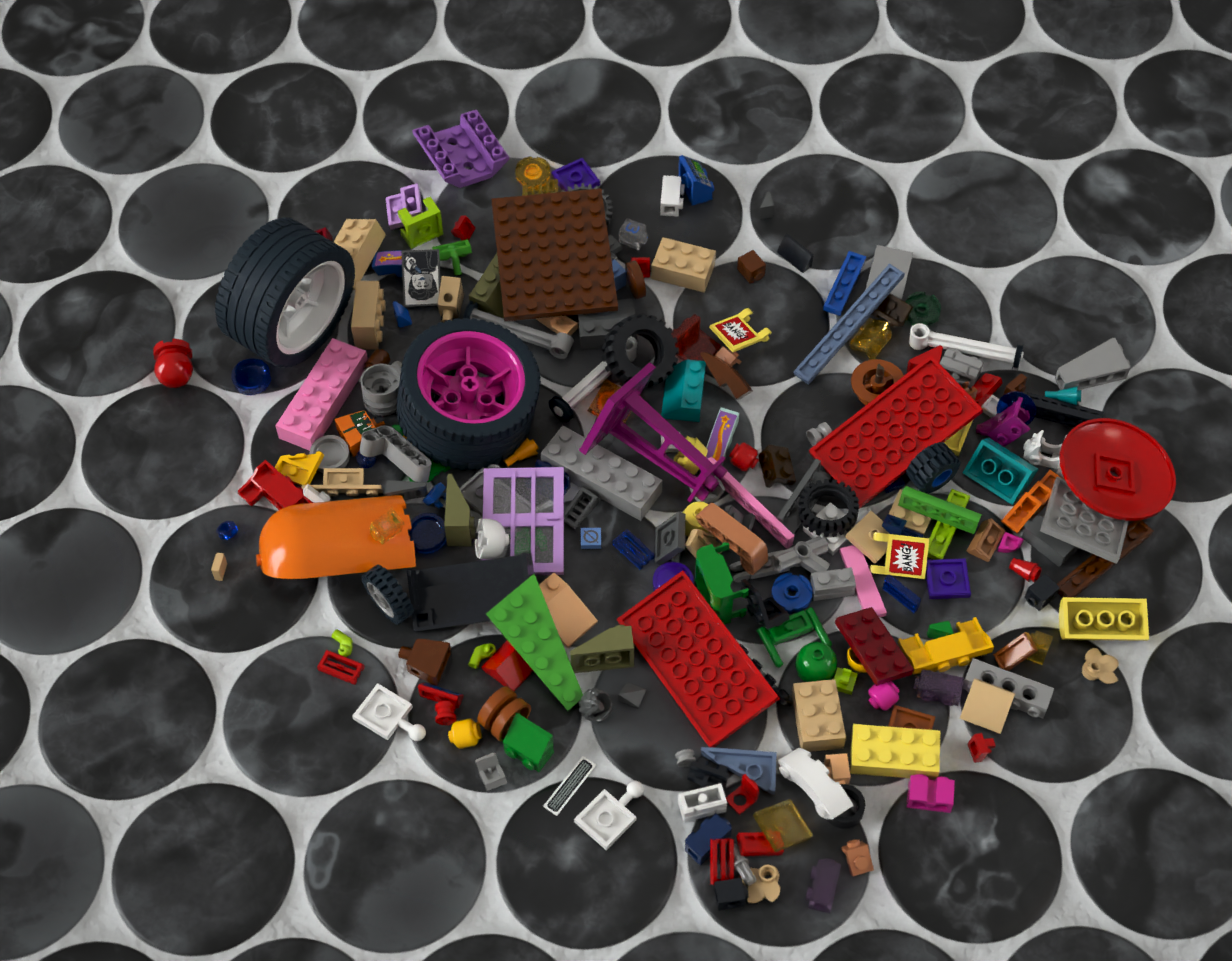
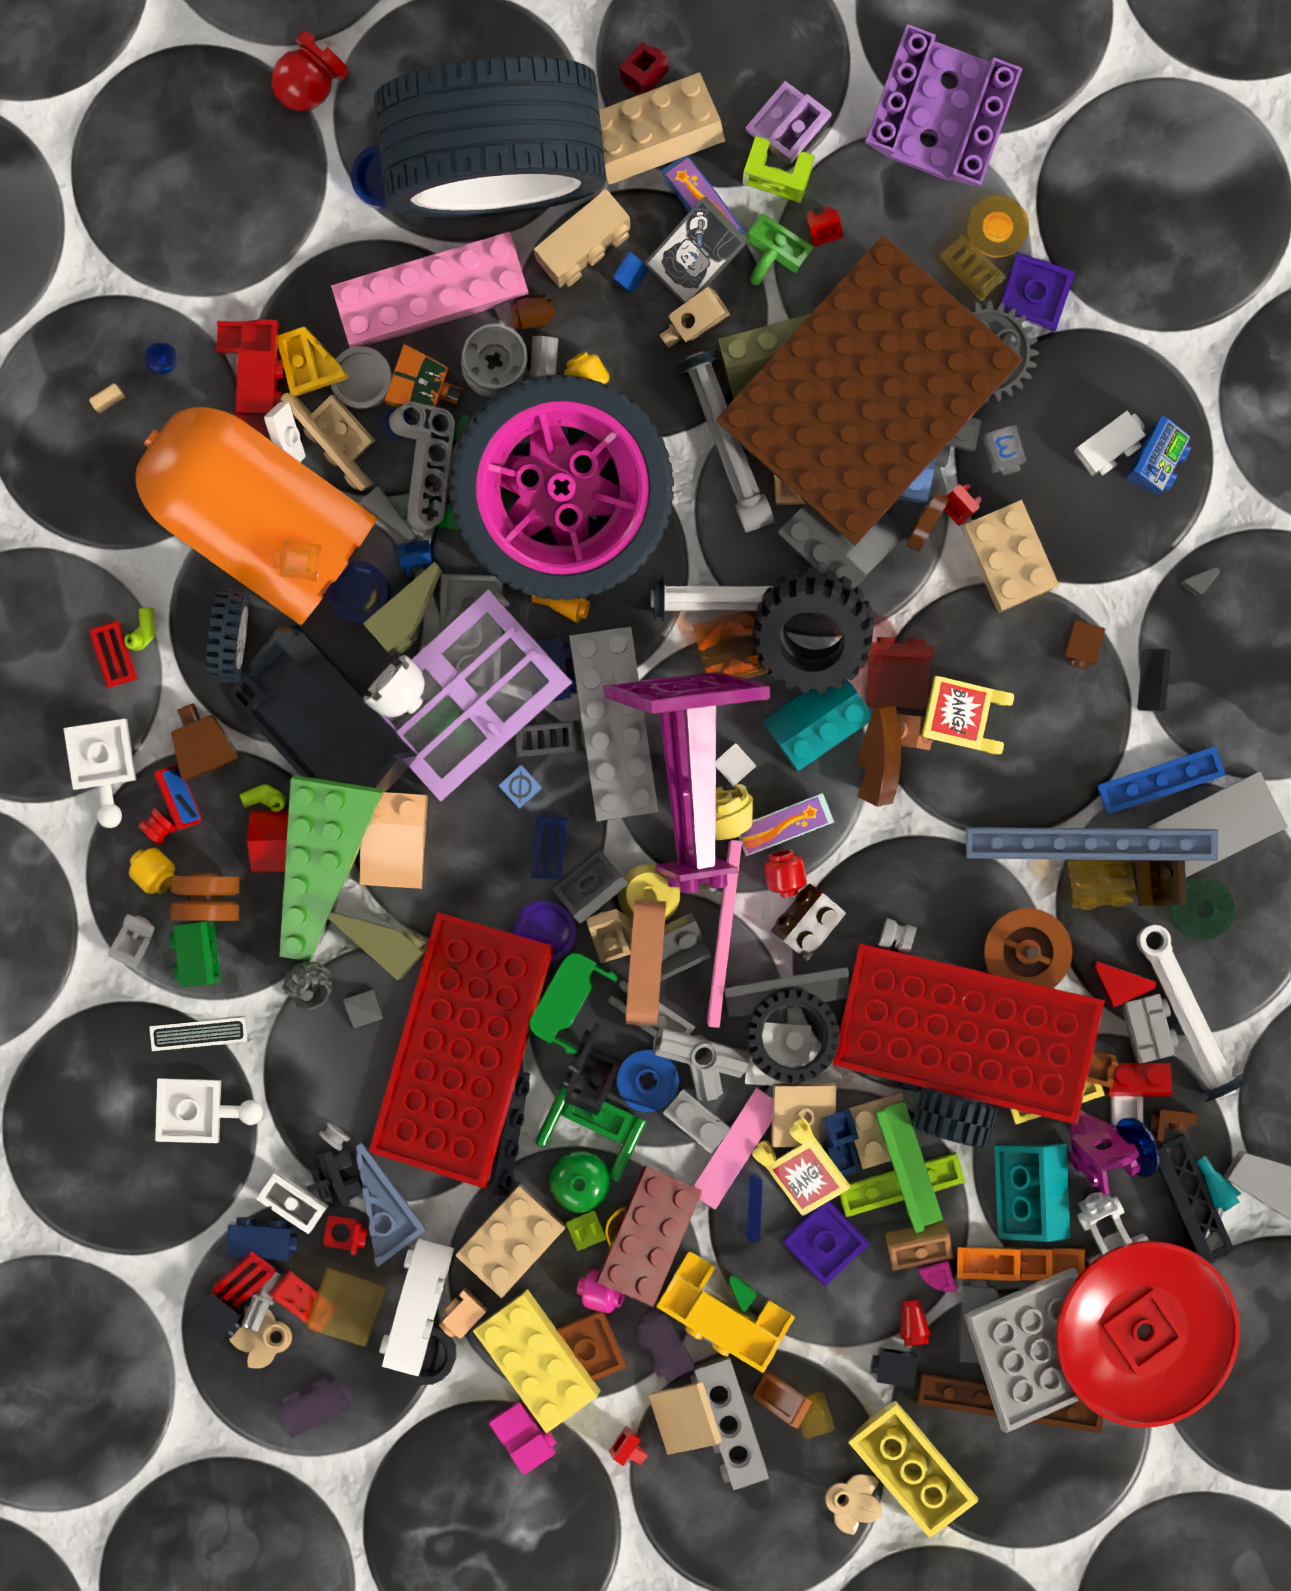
camera: 50 degrees right, 30 degrees up
(858, 857) = (380, 1414): nougat bracket -> none

